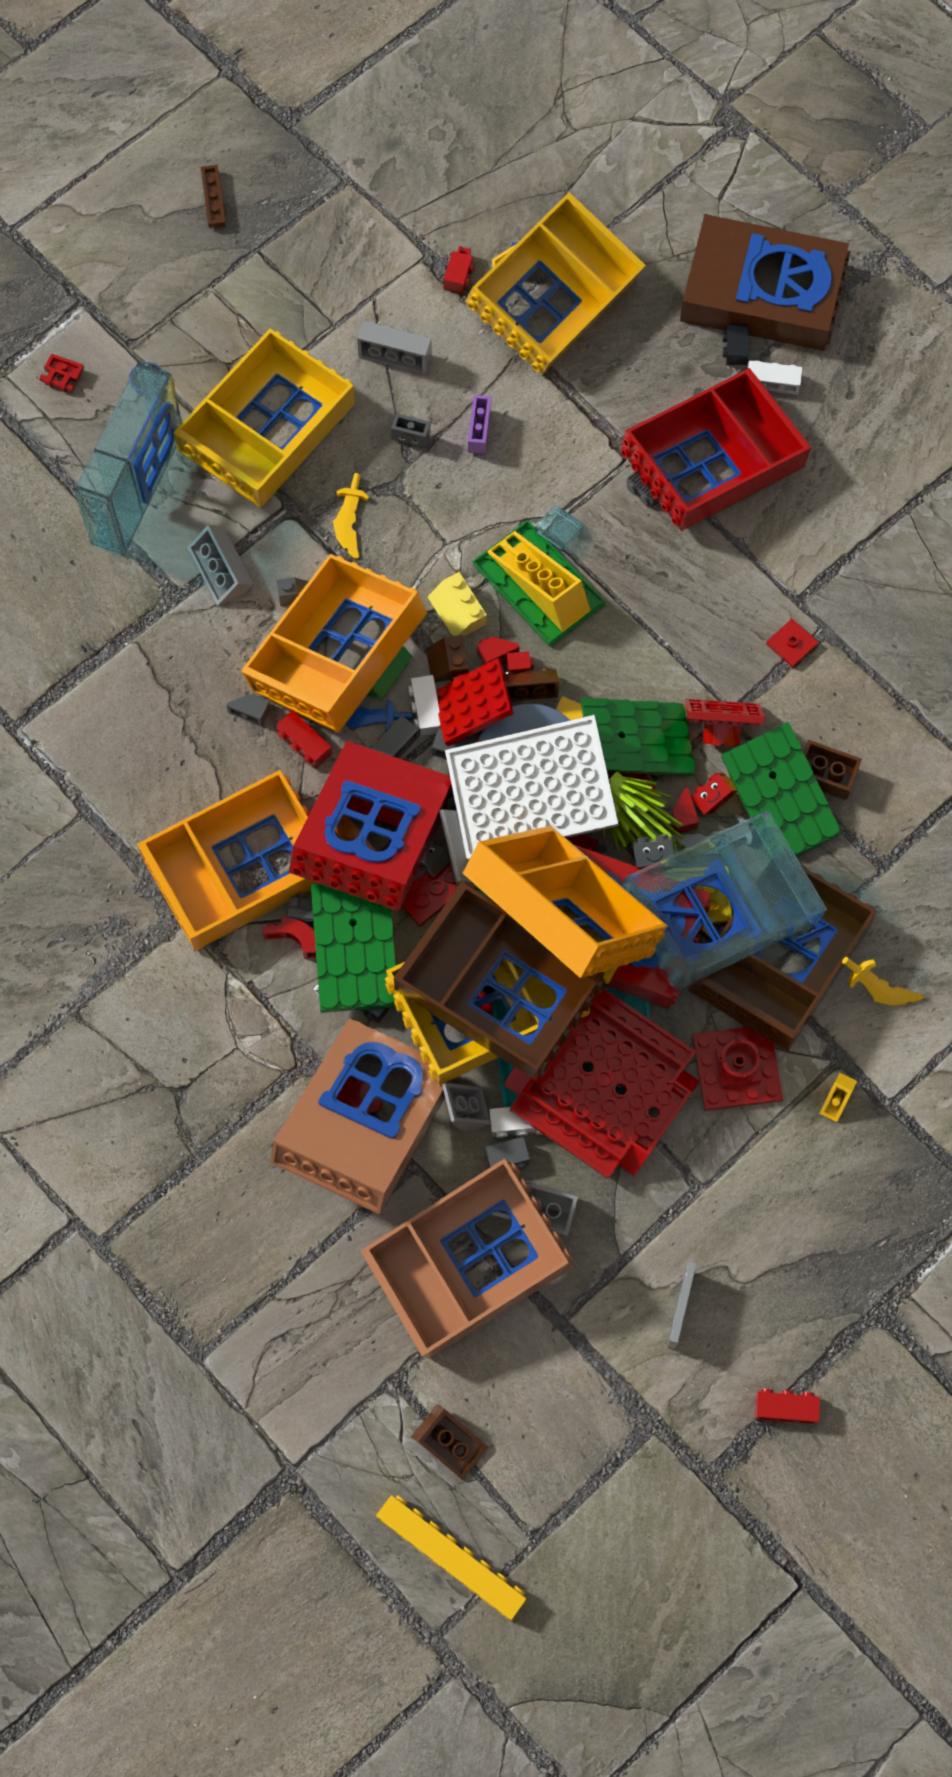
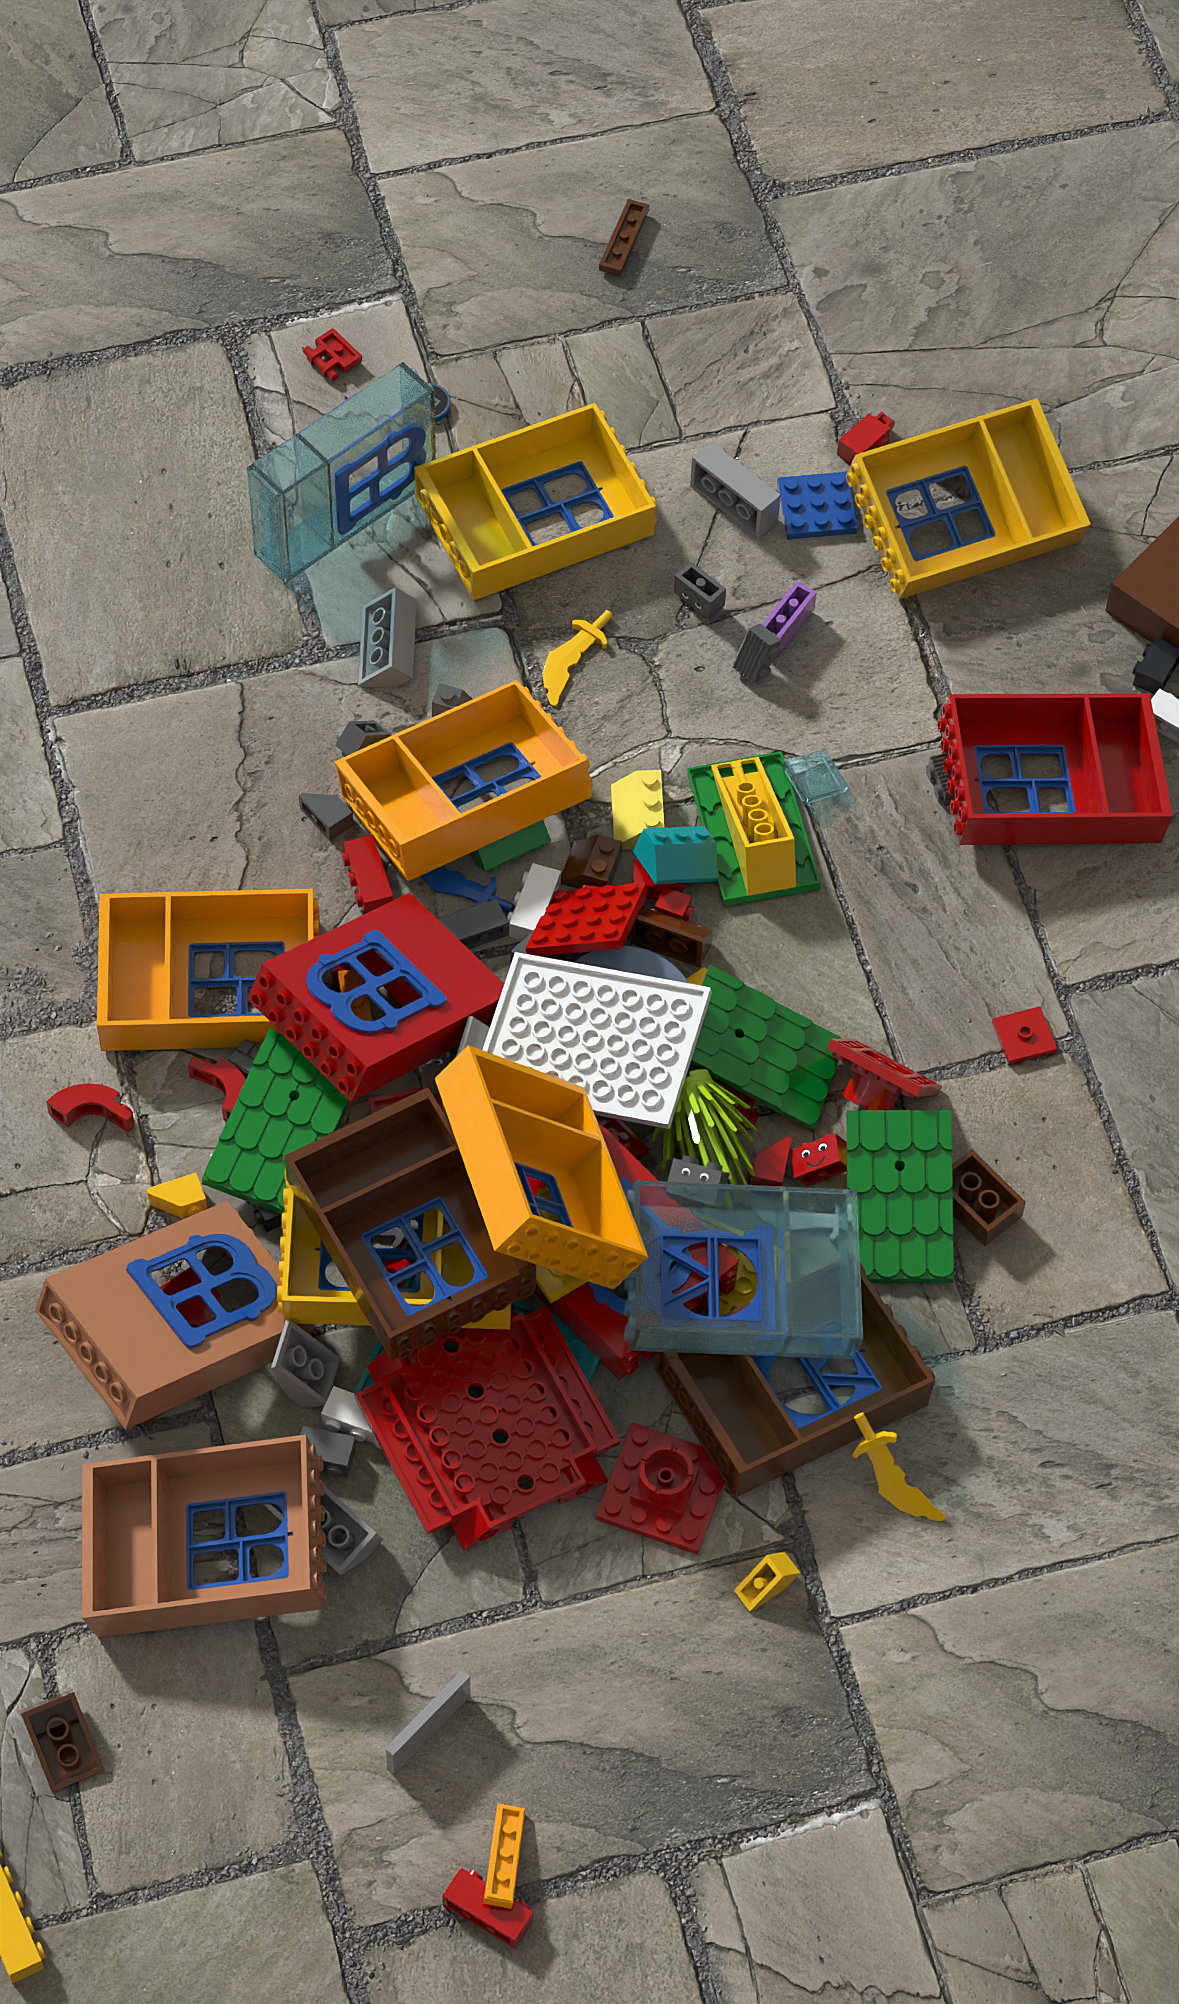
camera: 25 degrees right, 10 degrees down
(209, 990) = (90, 1100): none -> red arch
(243, 644) = (360, 735): none -> dark grey slope
(309, 1028) = (179, 1196): none -> yellow slope
(452, 332) = (817, 505): none -> blue plate
(475, 458) = (757, 653): none -> dark grey brick
(505, 627) = (678, 854): none -> teal slope
(779, 1368) = (504, 1856): none -> light orange tile

